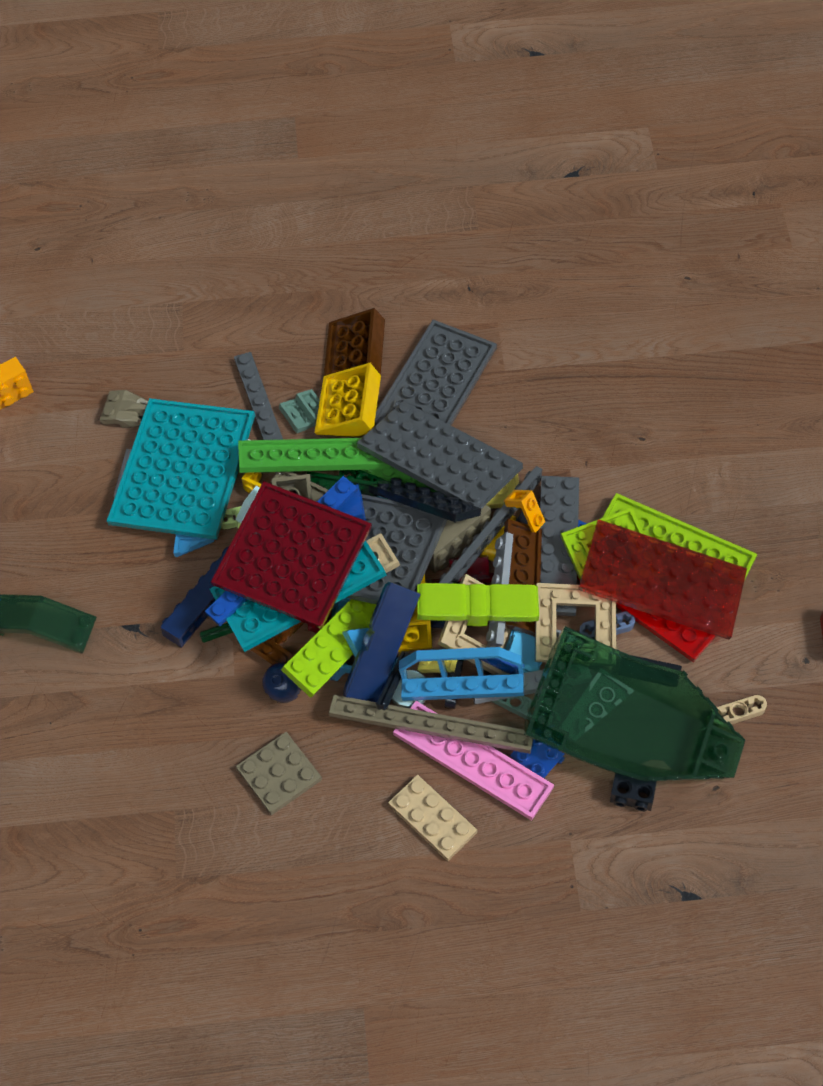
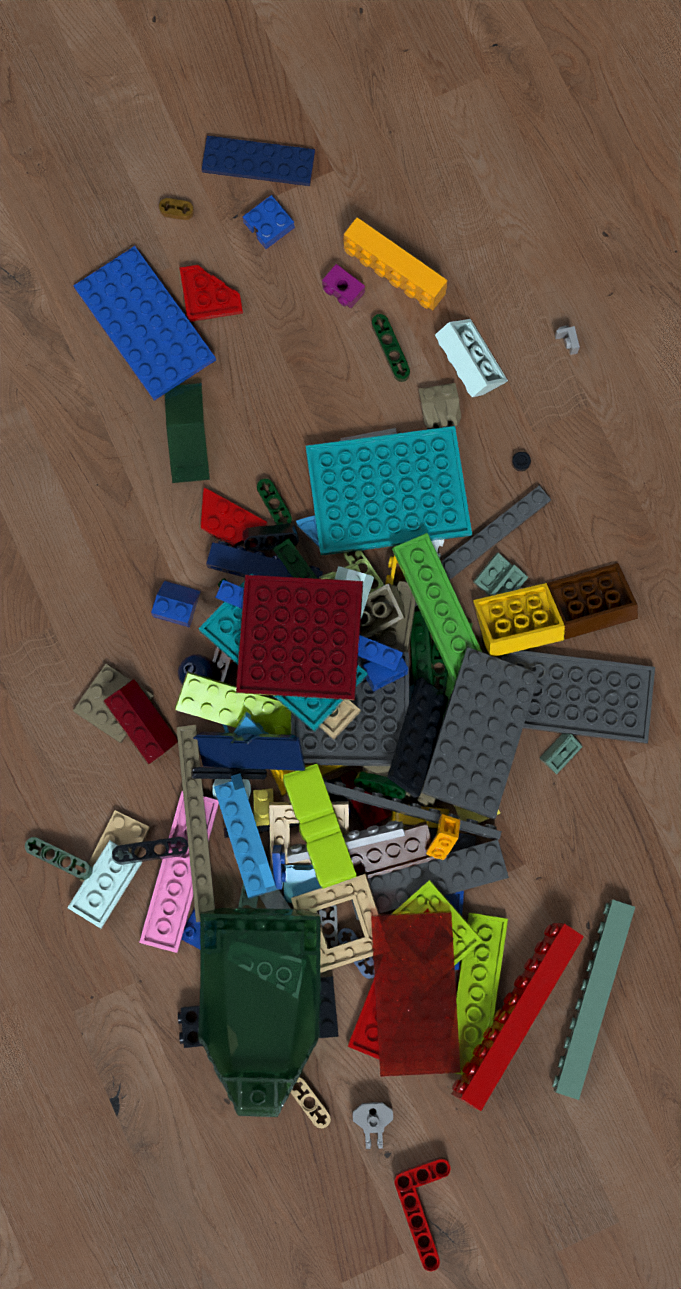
camera: 70 degrees right, 20 degrees up
(50, 429) = (392, 347): none -> dark green beam
(92, 373) = (470, 357): none -> light aqua slope
(116, 295) = (570, 338): none -> light grey bracket
(142, 615) = (226, 519): none -> red wing
(161, 562) = (276, 518): none -> dark green beam
(179, 578) = (262, 532): none -> black beam
(205, 365) = (521, 461): none -> black tile
(206, 683) = (175, 604): none -> blue slope
(207, 560) = (293, 560): none -> dark green plate
(310, 748) = (140, 721): none -> dark red slope
(414, 865) = (58, 858): none -> dark green beam
(445, 774) = (150, 853): none -> black beam
(456, 537) = (373, 783): none -> dark green beam
(461, 830) = (104, 887): none -> light aqua tile
(479, 412) = (561, 752): none -> sand green slope
(710, 505) = (516, 1015): none -> red brick
(711, 450) = (594, 999): none -> sand green brick
(770, 655) = (373, 1122): none -> light grey hinge

